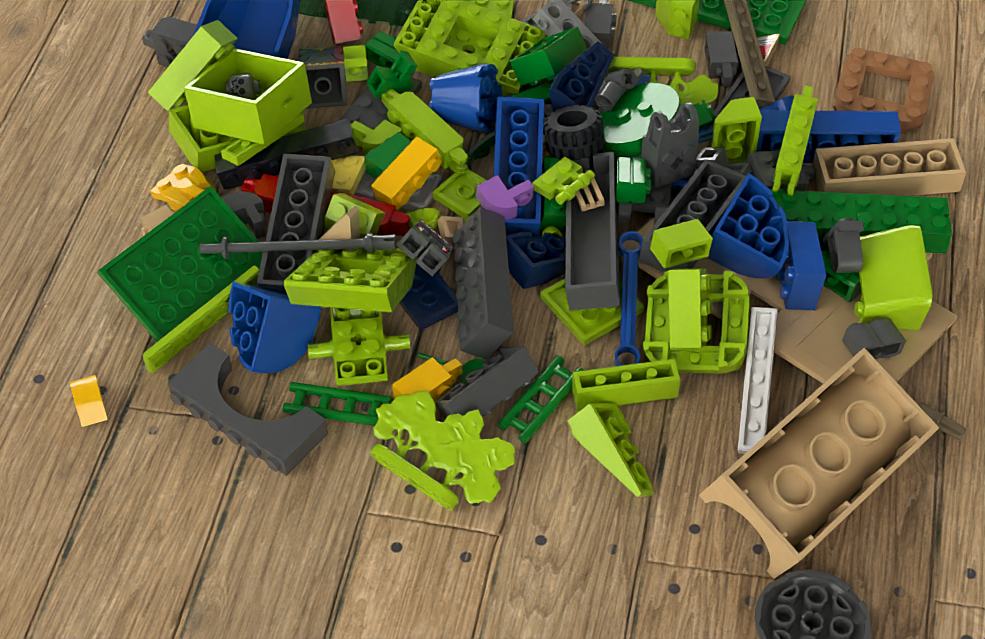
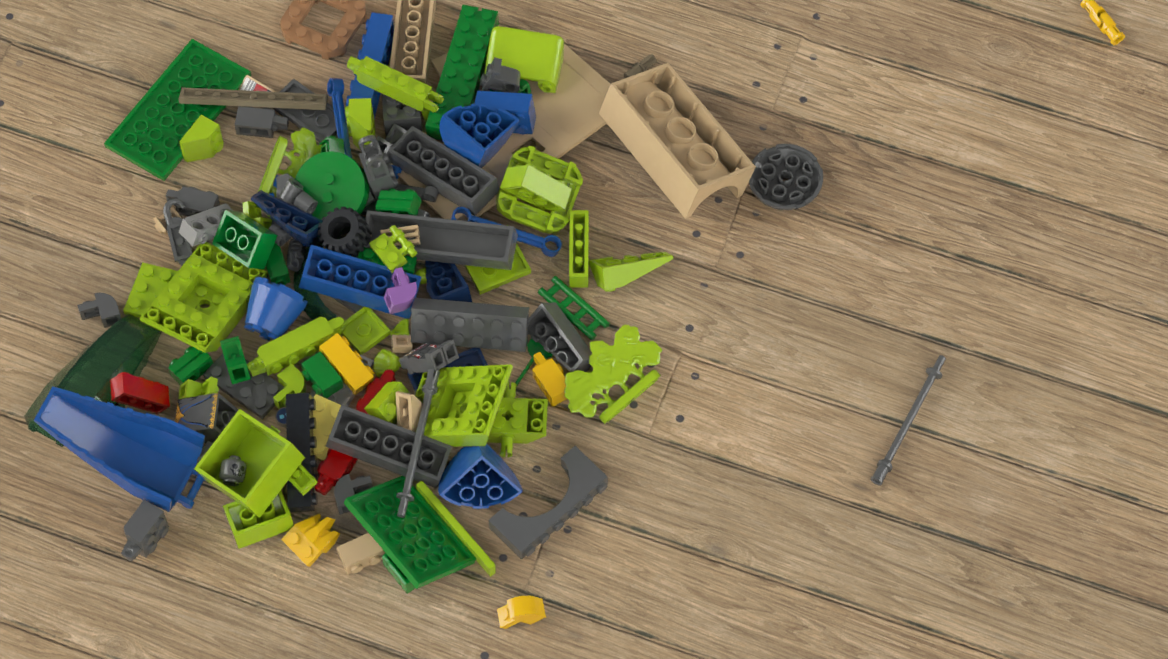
camera: 80 degrees left, 10 degrees up
(200, 53) = (196, 507): lime brick -> none
(327, 393) = (557, 454): green bar -> none
(681, 243) = (487, 176): lime brick -> none
(757, 377) = (594, 165): white tile -> none
(878, 337) = (576, 85): dark grey brick -> none

